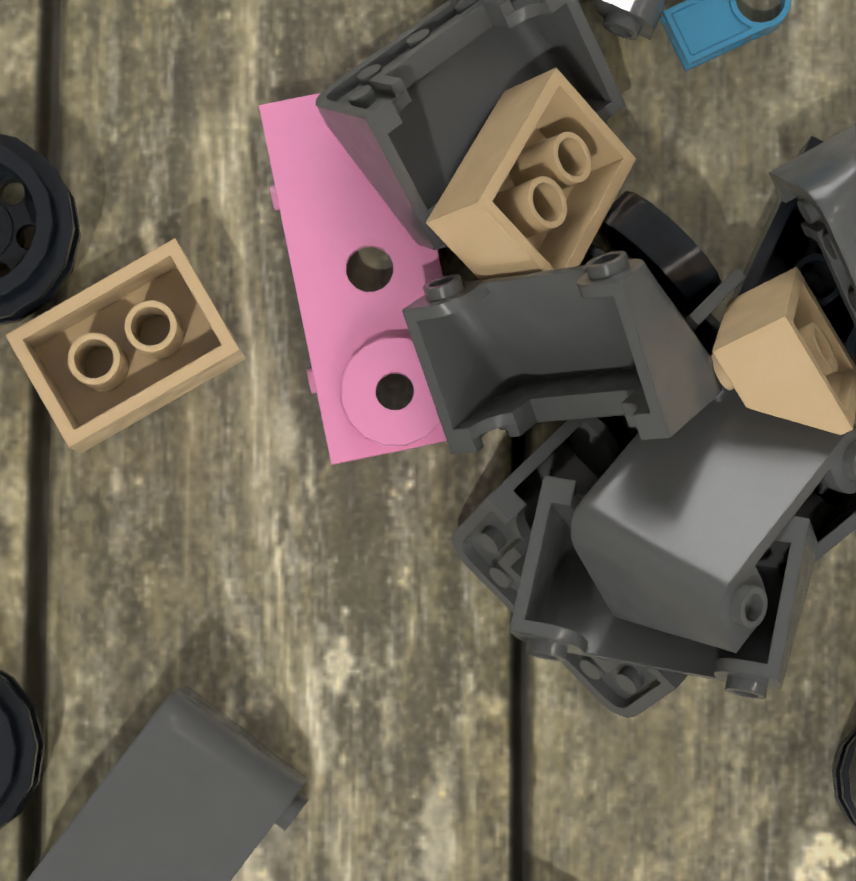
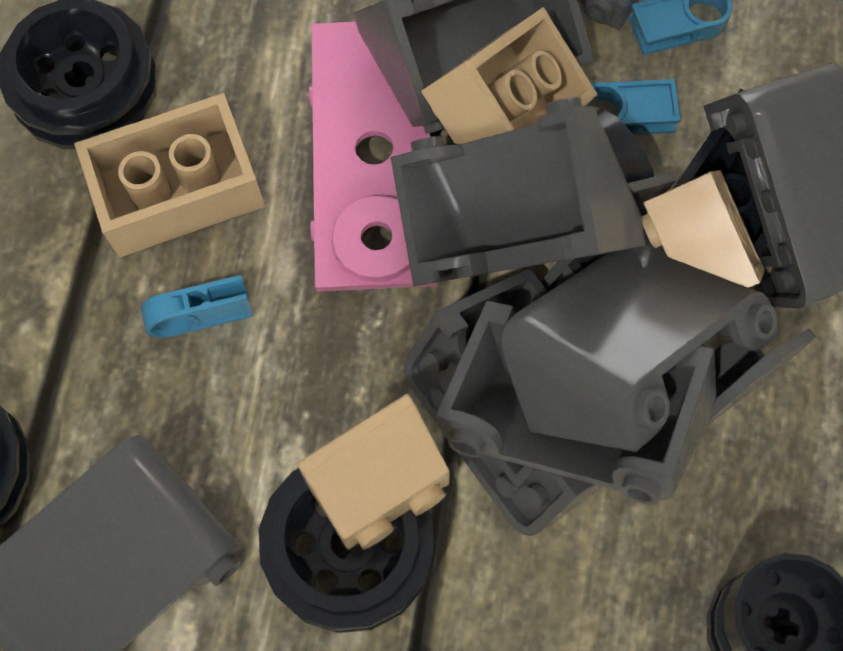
camera: 10 degrees right, 15 degrees down
(192, 508) = (196, 308): none -> dark azure piece
(439, 834) = (348, 607): none -> black wheel
(458, 715) = (377, 474): none -> tan slope
(692, 153) = (643, 105): none -> dark azure piece

